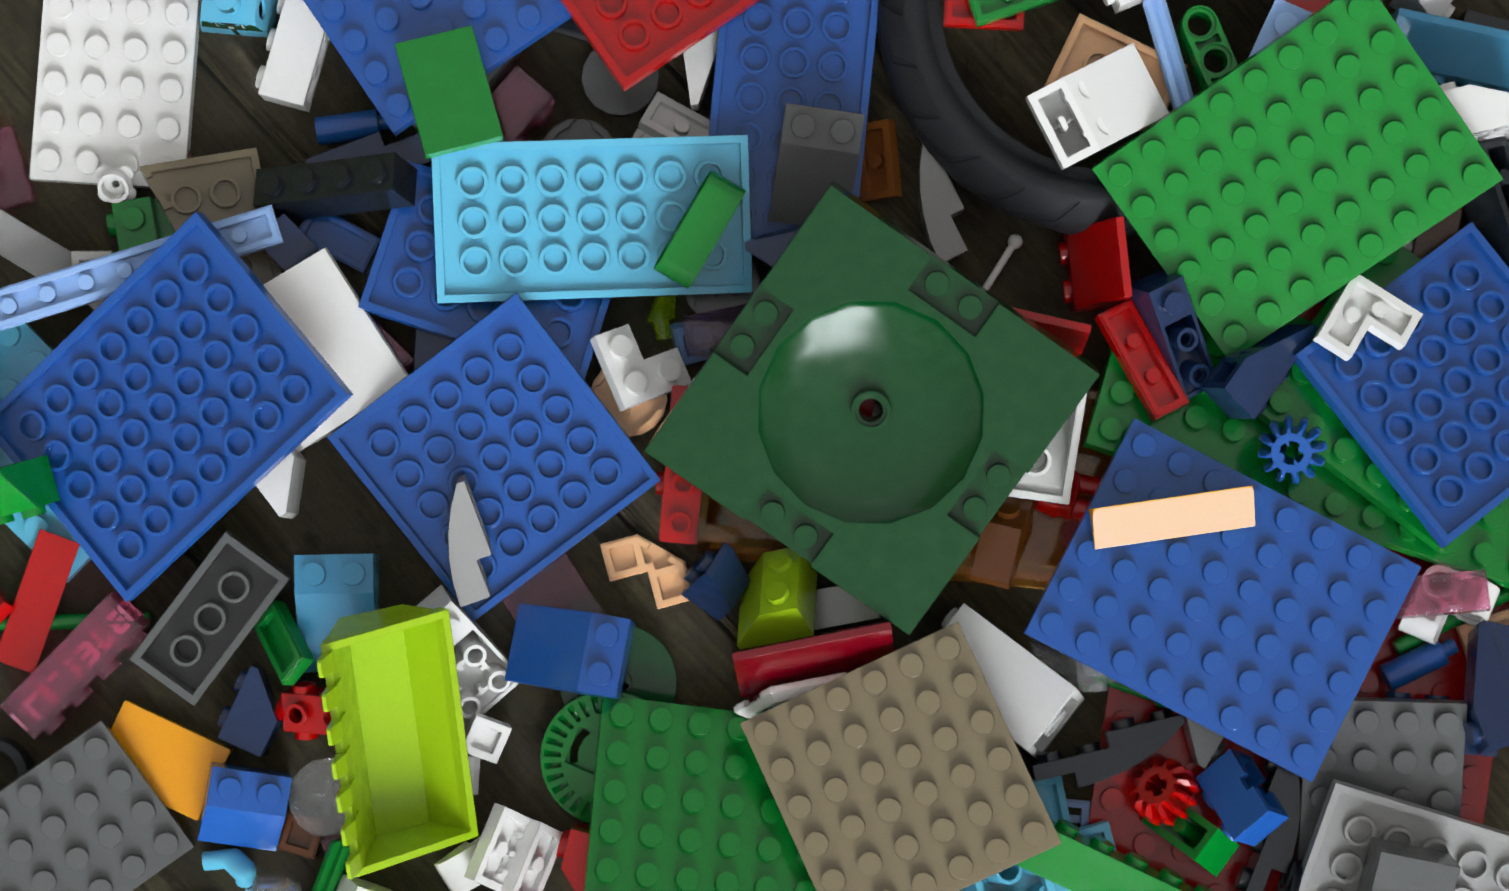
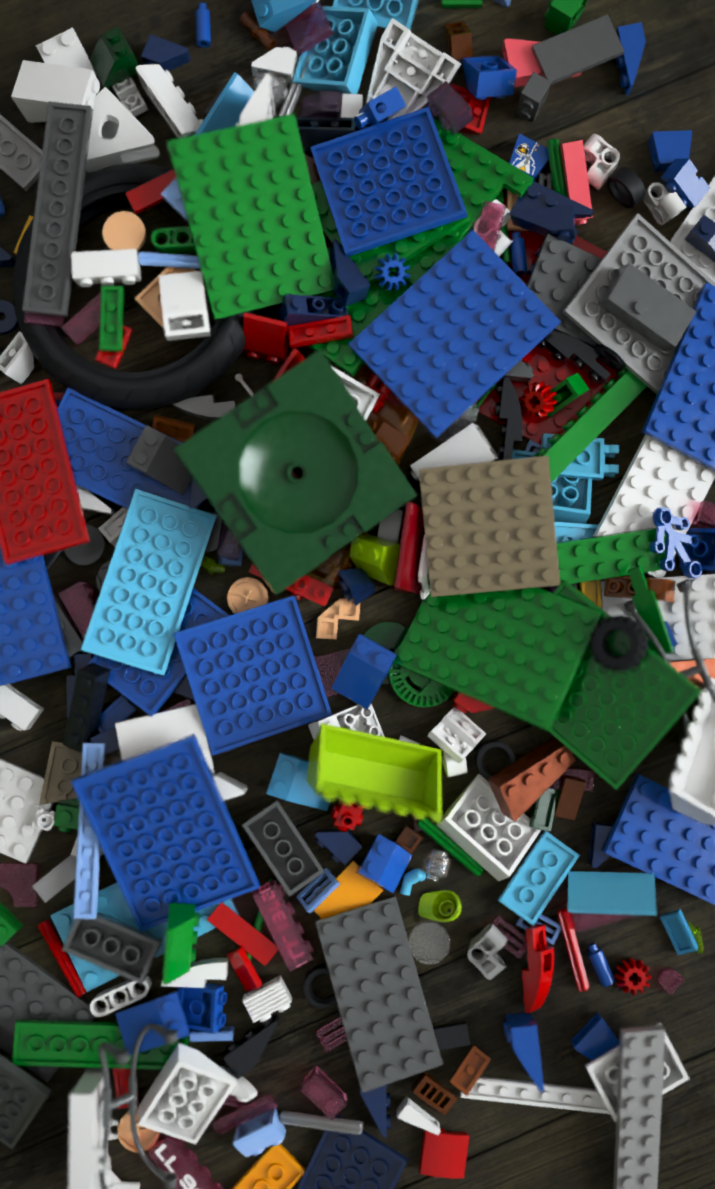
camera: 70 degrees left, 0 degrees up
(153, 710) = (319, 893): none -> medium blue tile
(283, 643) = (309, 814): green tile -> none
(314, 799) = (394, 825): clear tile -> none
(348, 126) = (58, 690): blue cylinder -> none
(448, 92) = (57, 631): green tile -> none
(467, 546) = (293, 703): light grey slope -> none
(486, 737) = (392, 728): white plate -> none
(631, 376) = (237, 591): white plate -> none
(699, 229) = (174, 529): green beam -> none
(1172, 517) = (404, 341): slope -> none
(1235, 793) = (551, 364): blue brick -> none
(1366, 308) = (335, 209): white plate -> none

